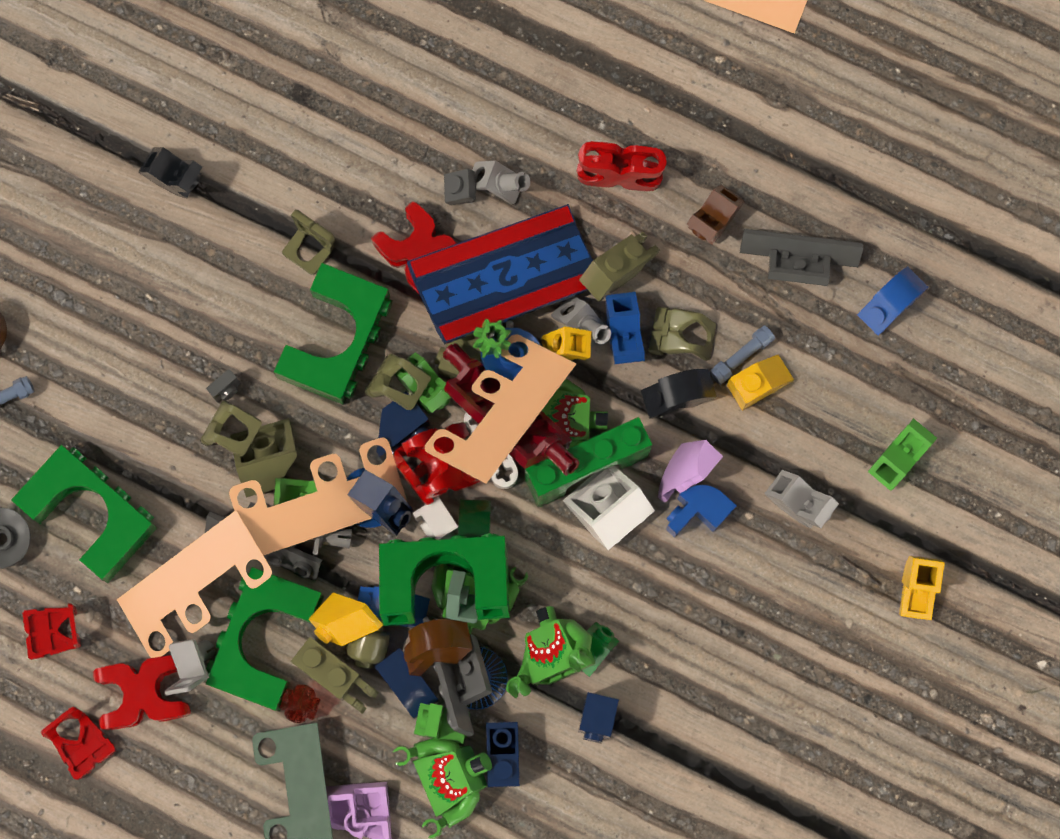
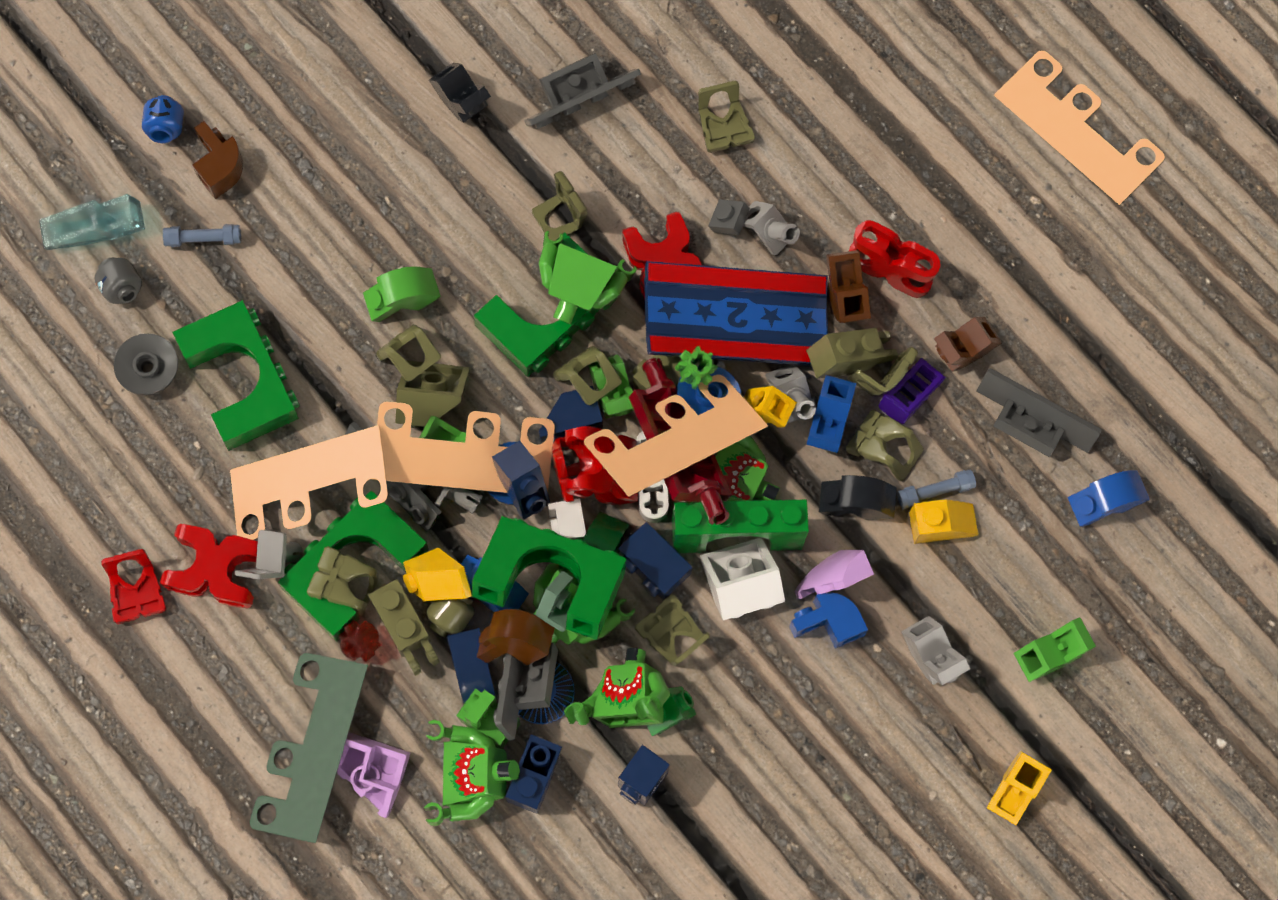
camera: 20 degrees right, 5 degrees down
(44, 632) = (147, 472): red piece -> none
(196, 375) = (401, 289): none -> bright green brick
(224, 386) = (420, 311): dark grey plate -> none
(254, 661) = (333, 579): none -> olive piece
(273, 122) = (575, 85): none -> dark grey bracket
(353, 301) = (579, 278): none -> bright green torso
(423, 109) = (724, 131): none -> olive piece
(526, 523) = (654, 562): none -> dark blue brick
(559, 573) = (667, 623): none -> olive piece
(590, 209) = (846, 289): none -> reddish brown brick
(663, 272) = (892, 377): none -> olive piece
(677, 294) = (900, 407): none -> dark purple slope

